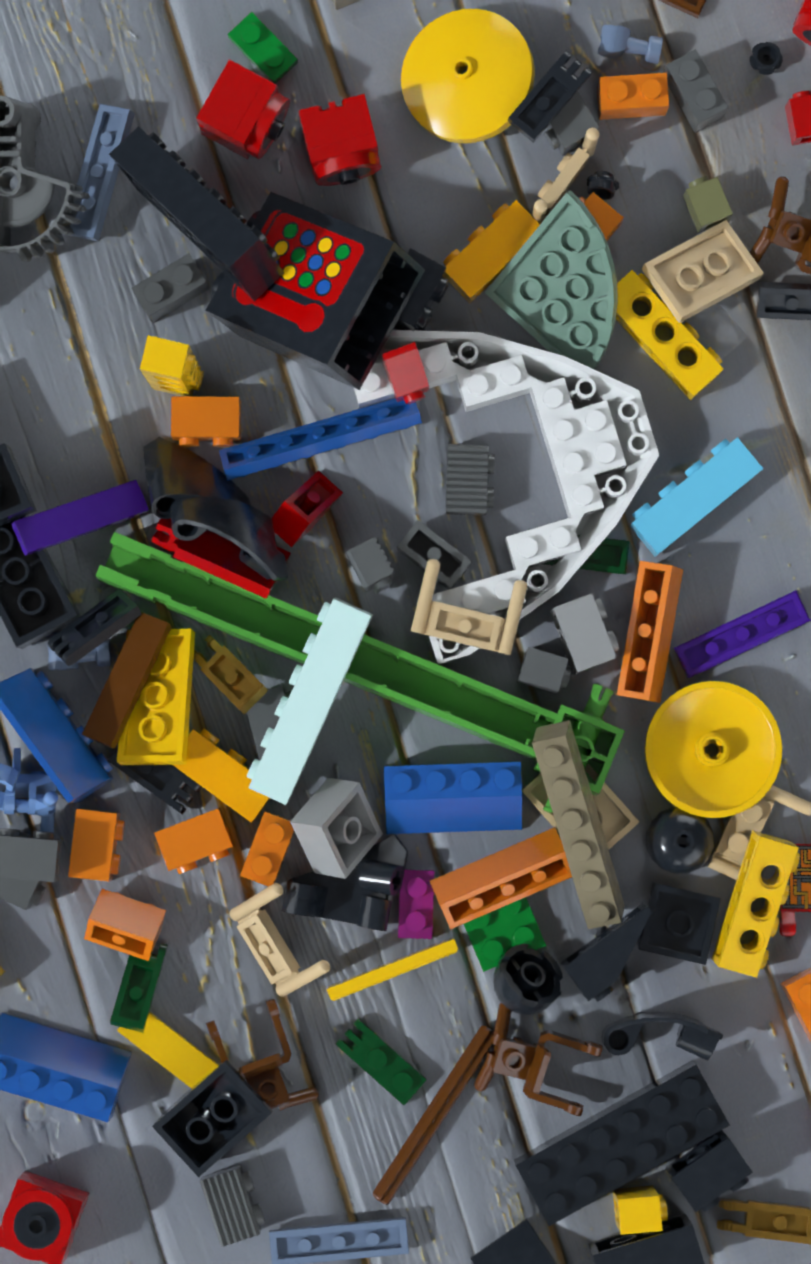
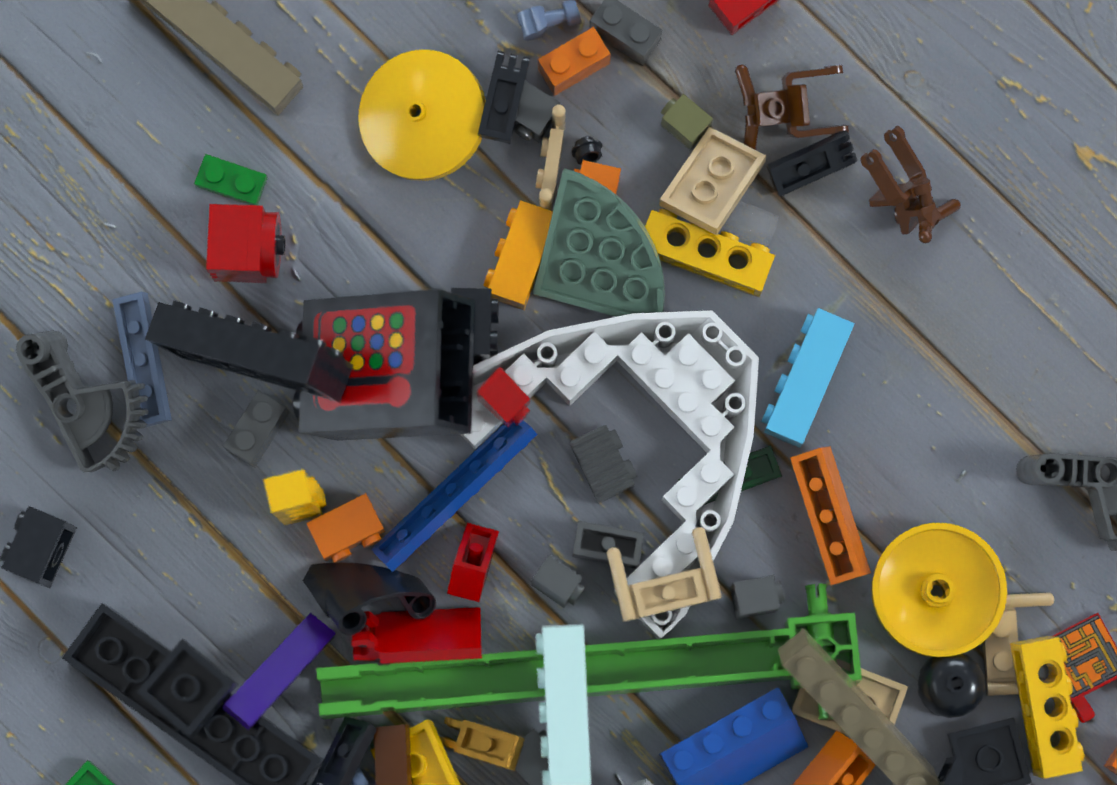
camera: 30 degrees left, 5 degrees down
(236, 522) = (421, 604): black panel -> none
(340, 141) = (341, 227): red piece -> none
(584, 633) = (775, 545): light grey slope -> none
(741, 634) = (909, 477): dark purple tile -> none

